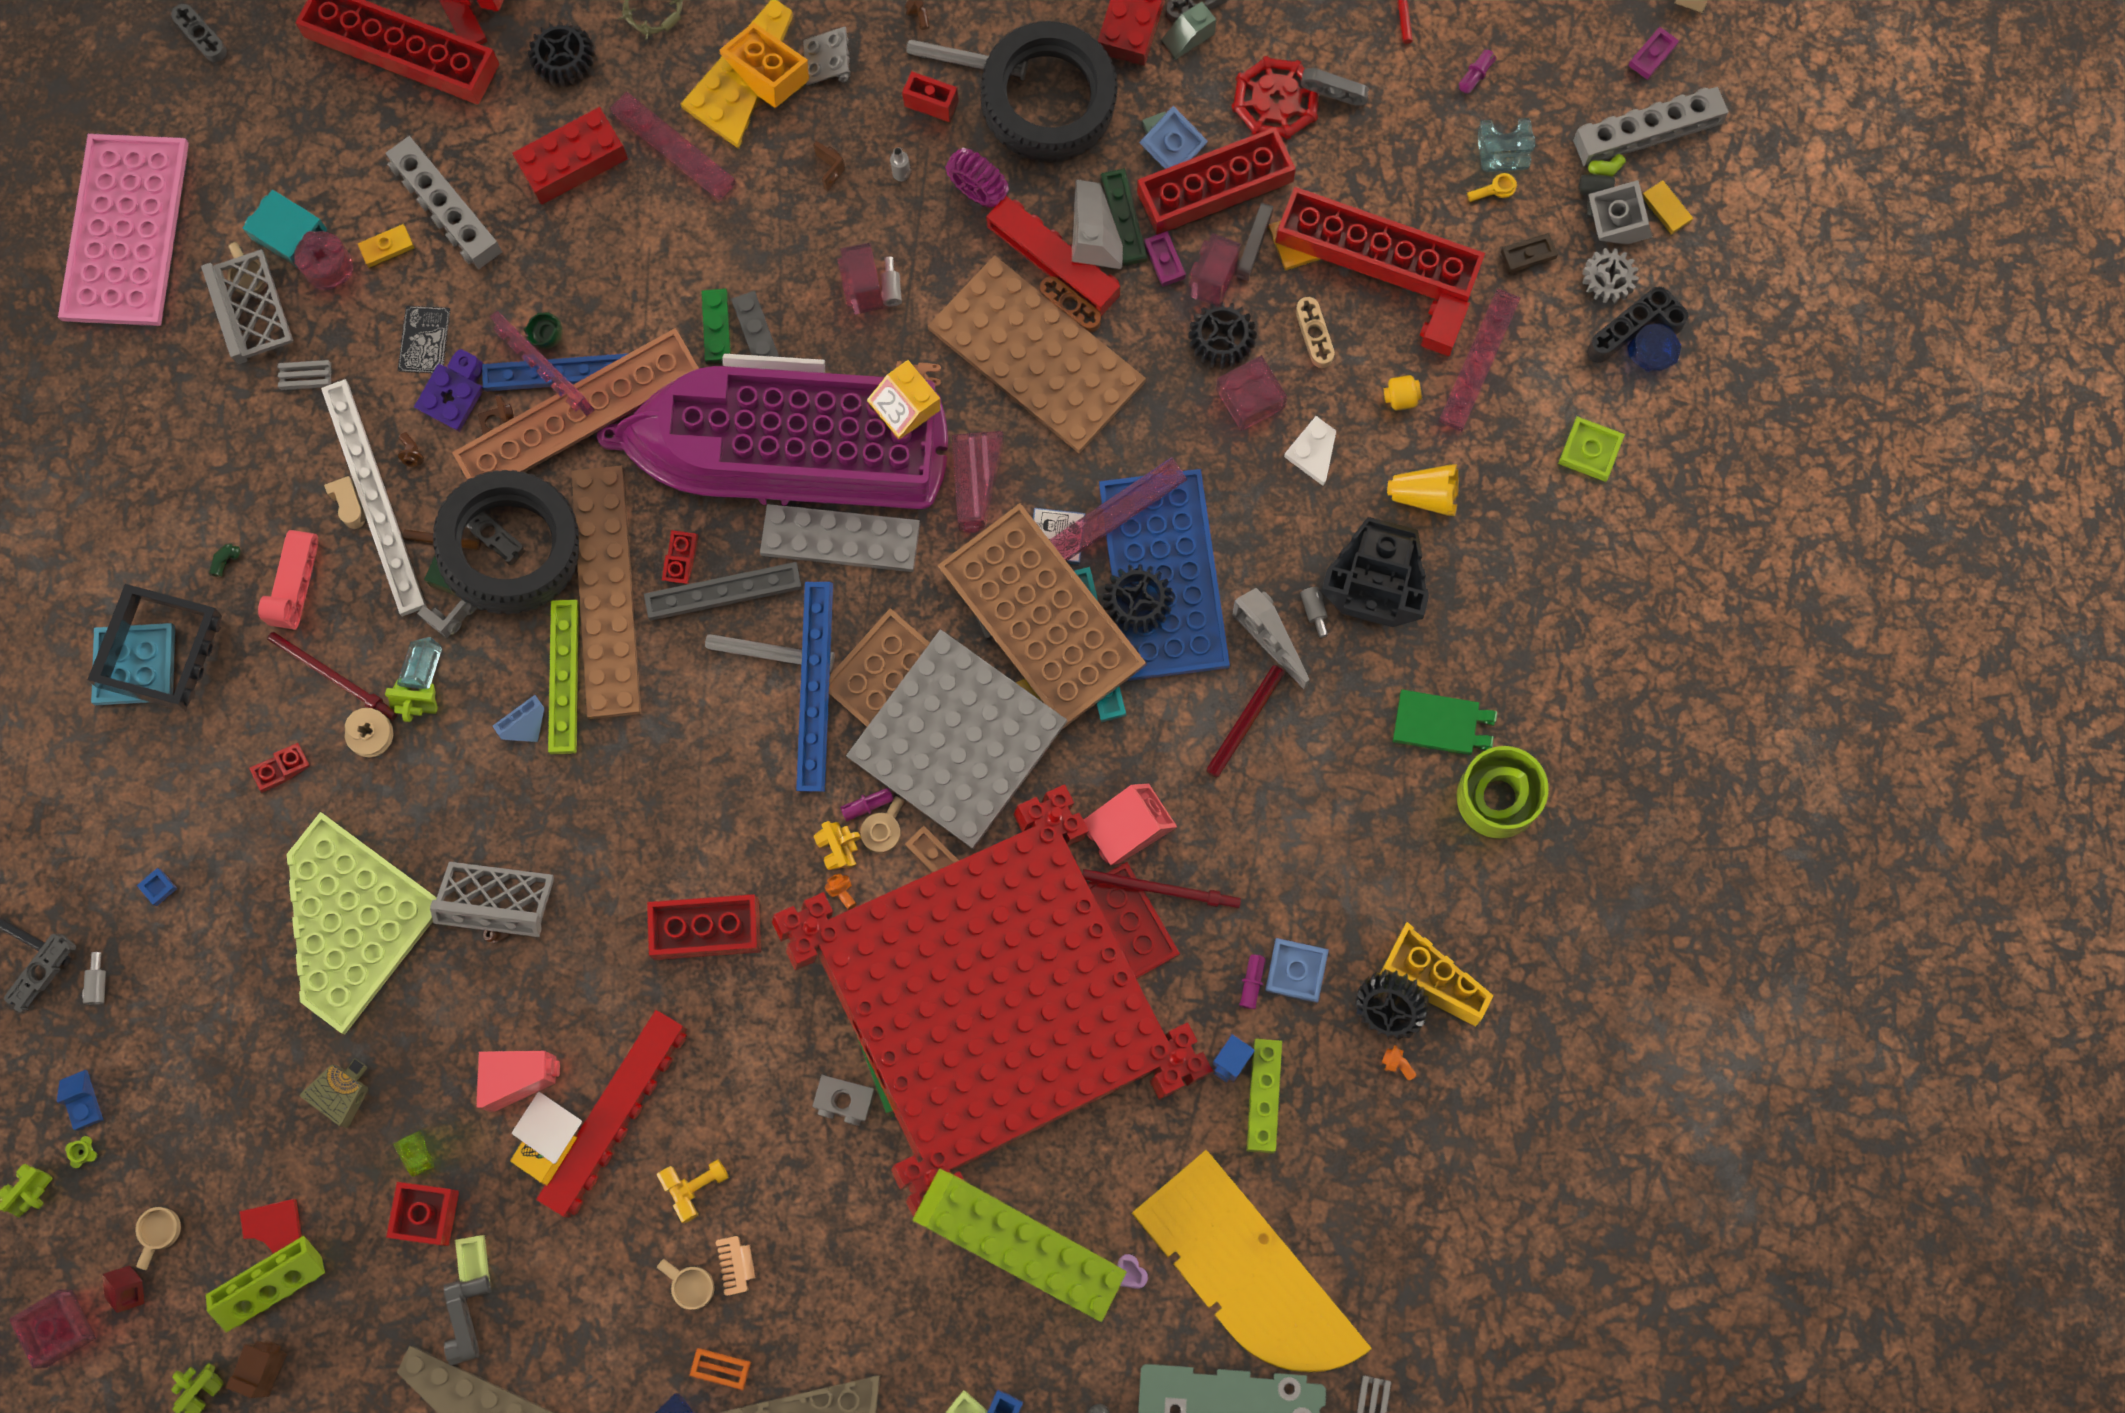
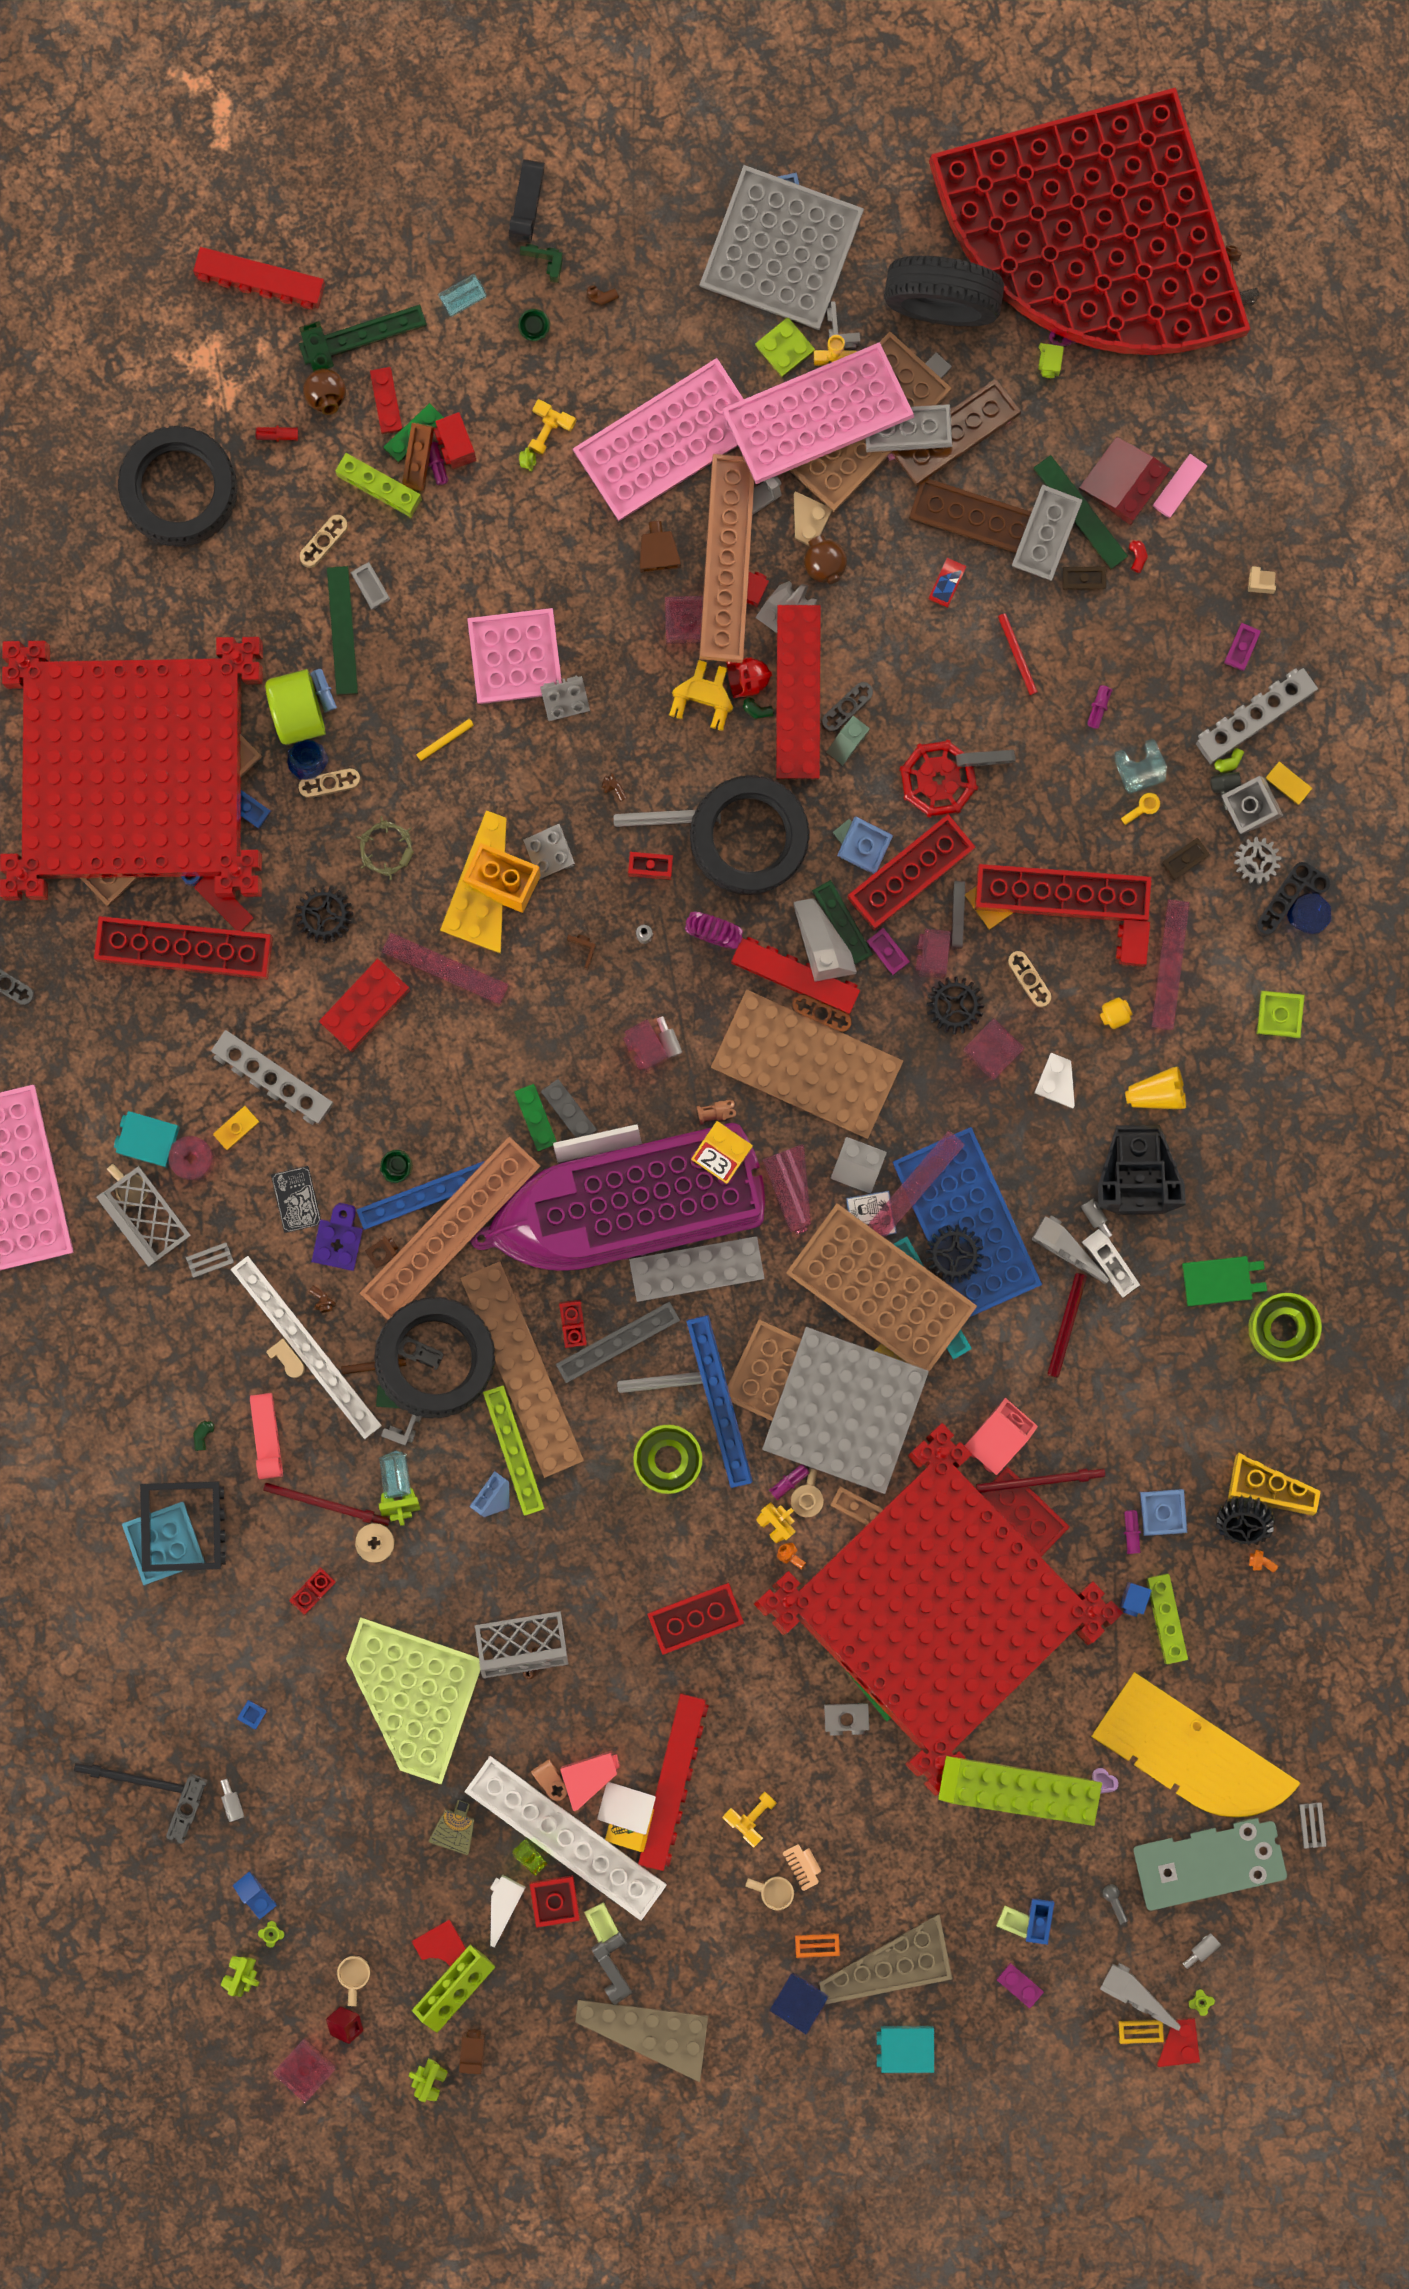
camera: 20 degrees left, 10 degrees up
(362, 1199) = (503, 1903): none -> white slope
(465, 1144) = (565, 1838): none -> white plate
(466, 1064) = (548, 1777): none -> nougat piece
(545, 368) = (415, 1204): clear pink plate -> none
(718, 710) = (645, 1459): none -> lime piece
(1059, 474) = (858, 1165): none -> light grey slope
(1317, 662) = (1110, 1262): none -> white slope

